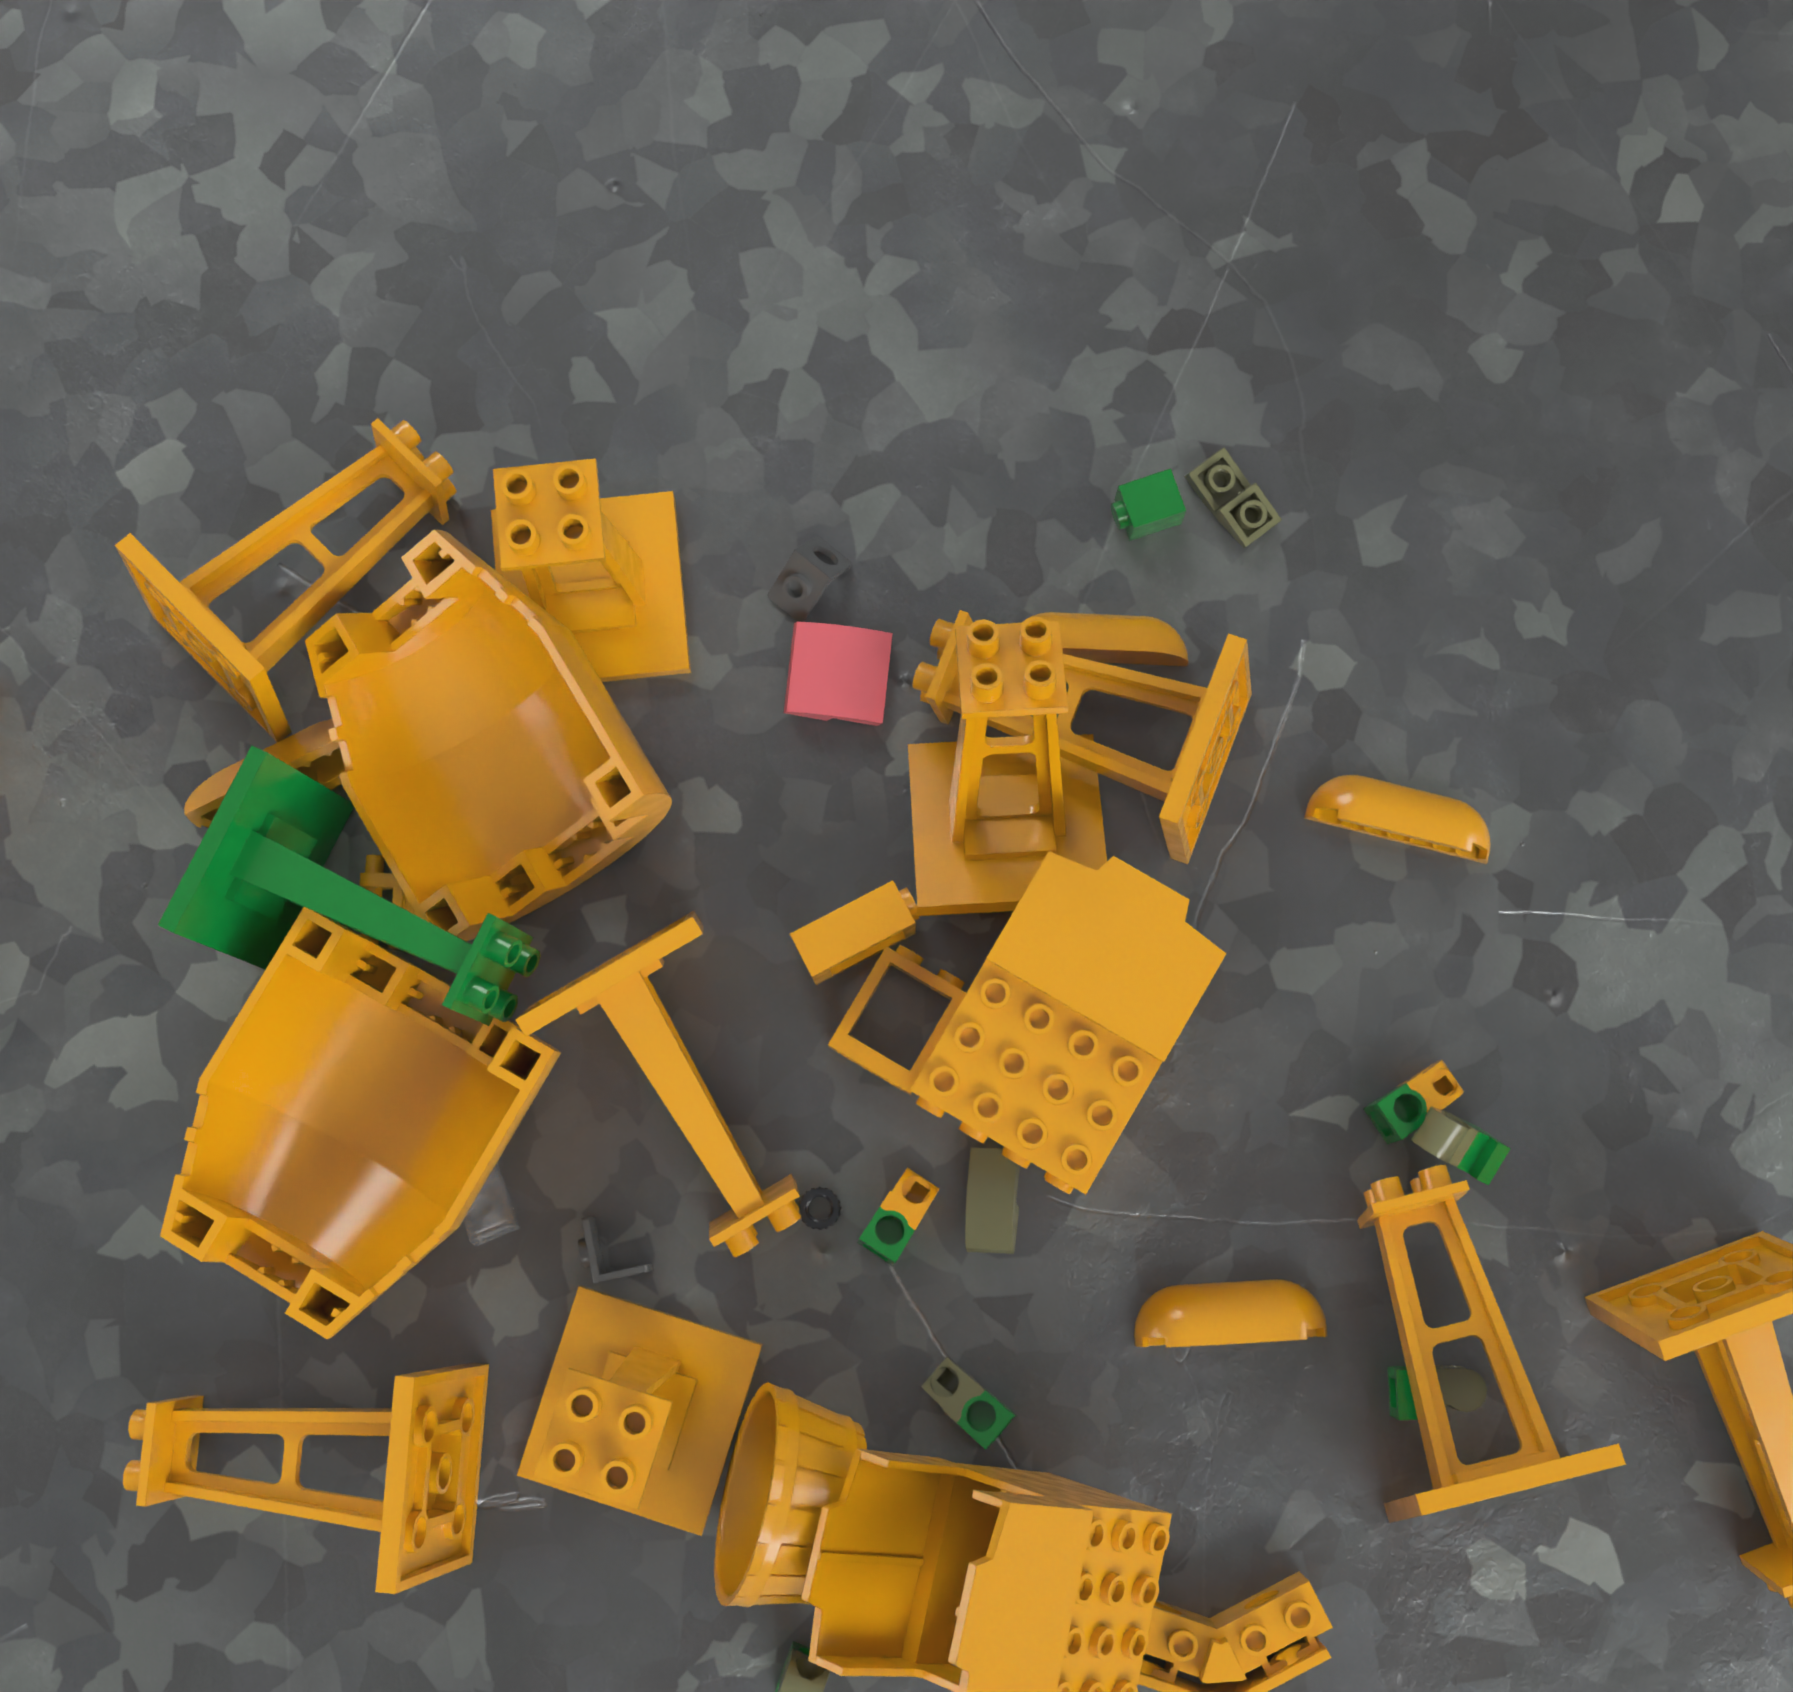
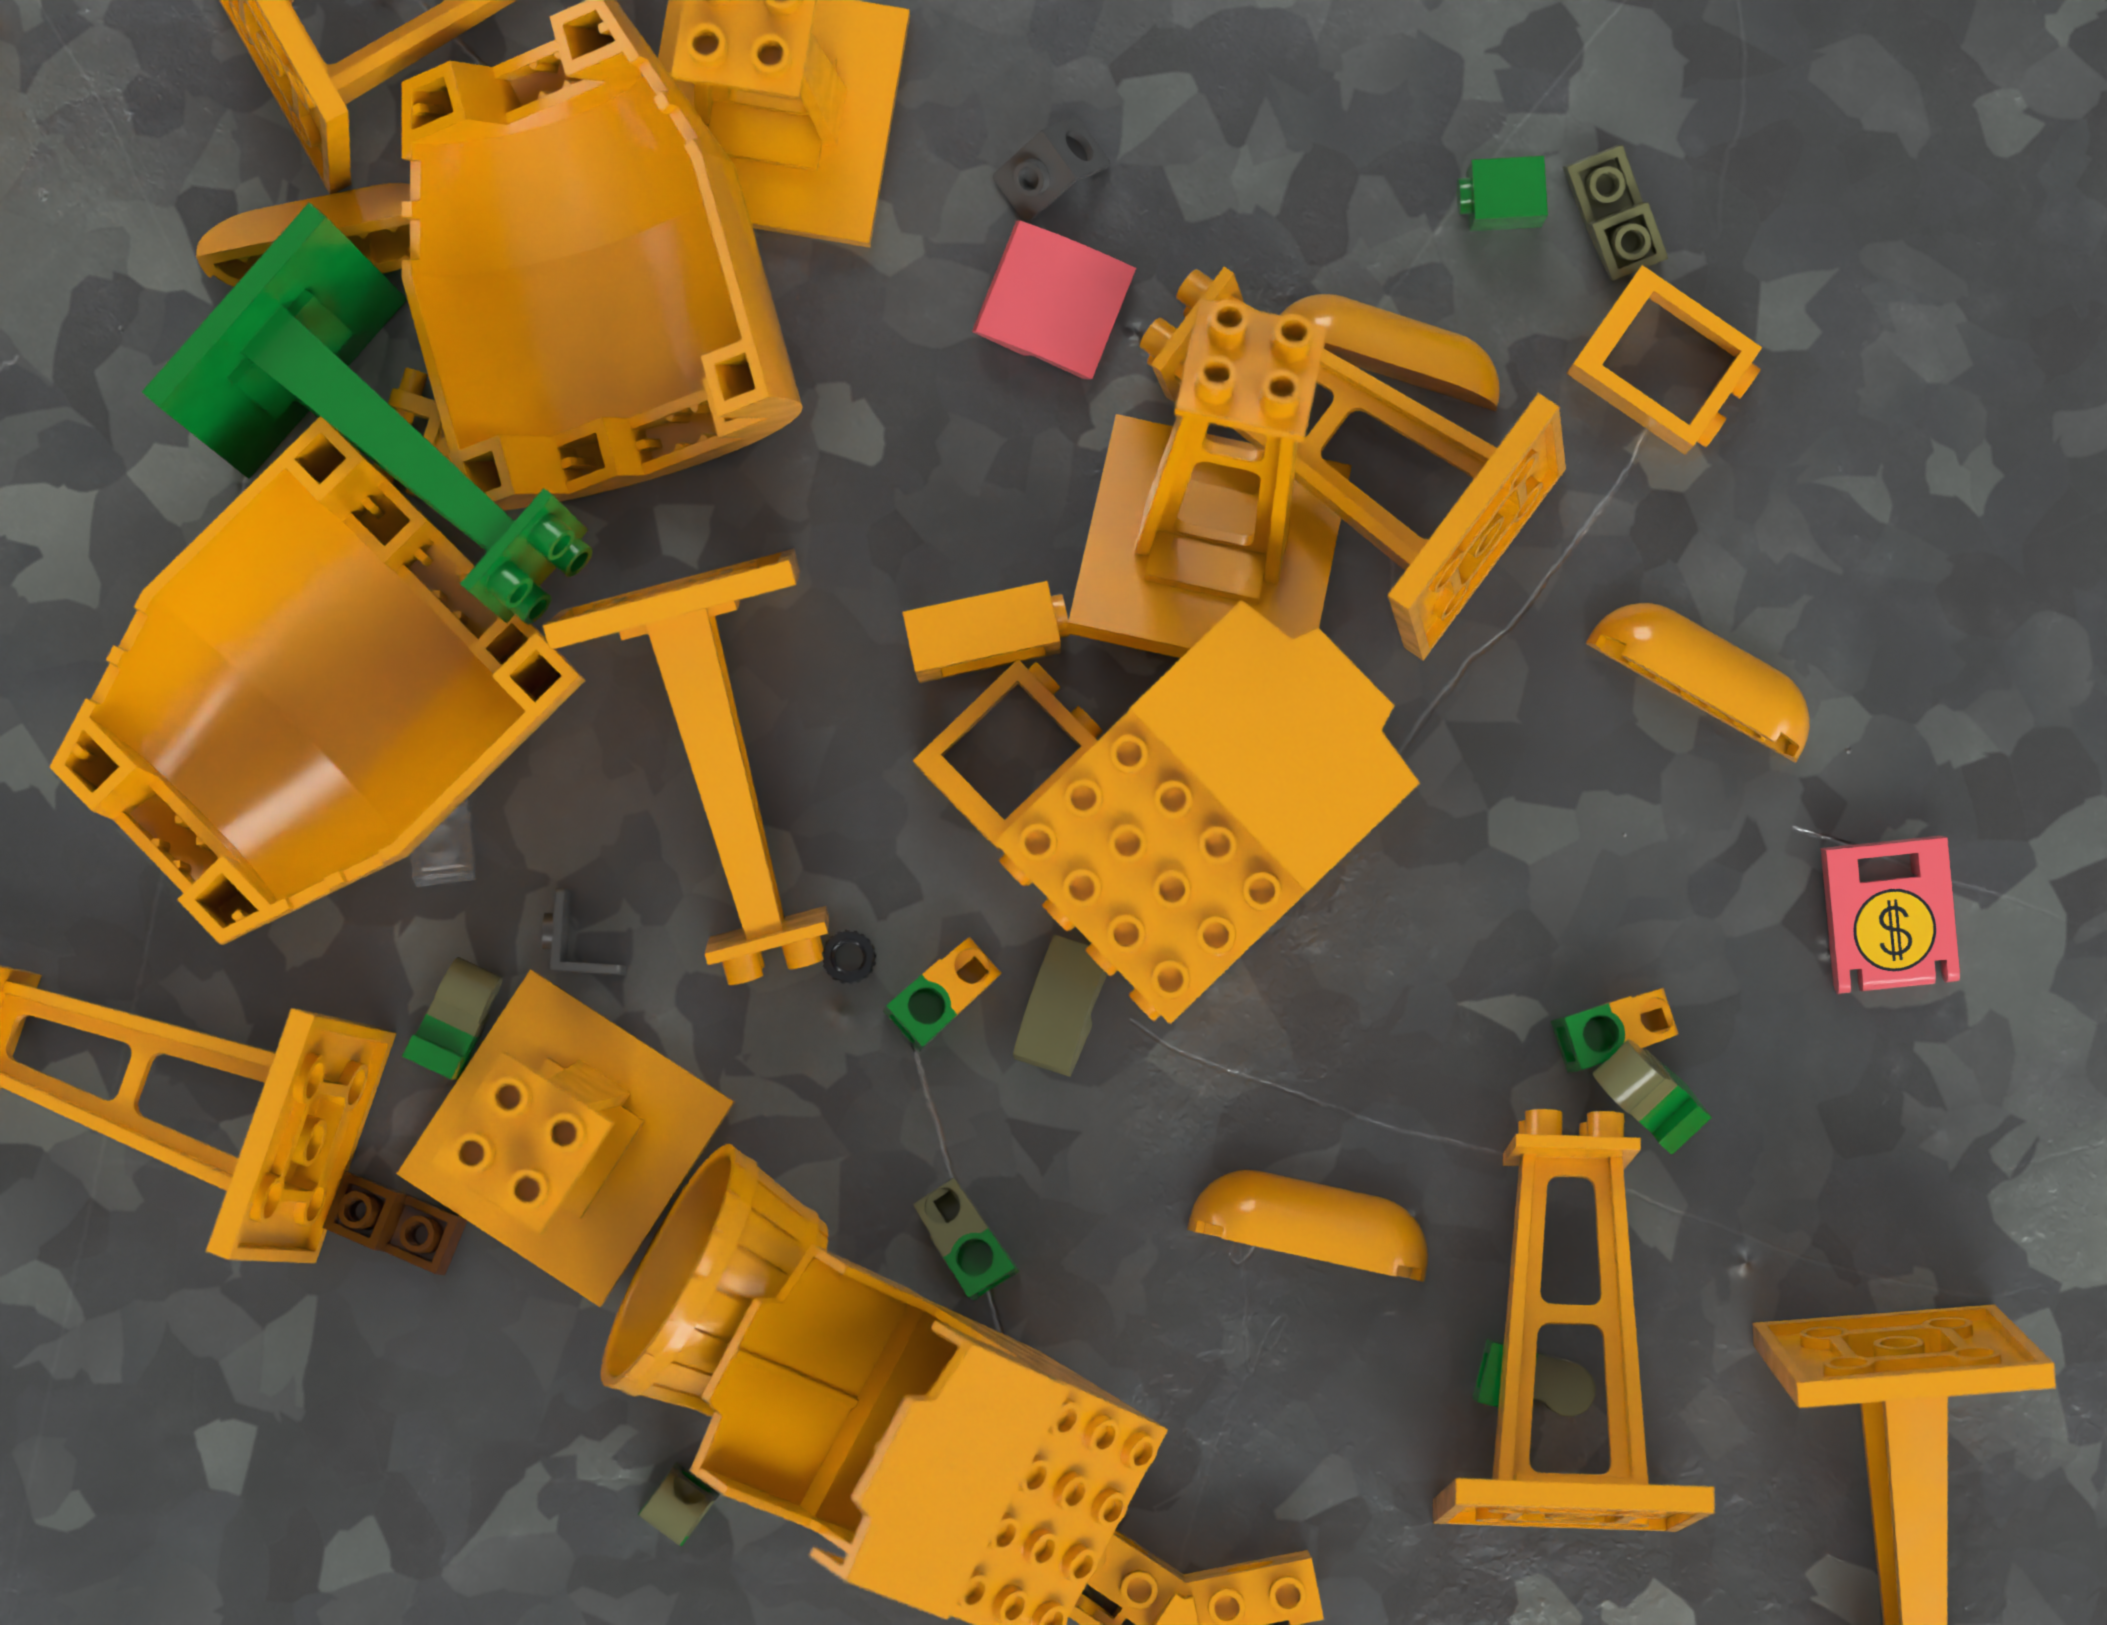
camera: 15 degrees right, 5 degrees up
(525, 1514) = (395, 1223): none -> reddish brown slope
(530, 1342) = (454, 1019): none -> leg
(1291, 632) = (1707, 422): none -> light orange window
(1595, 966) = (1890, 925): none -> coral container

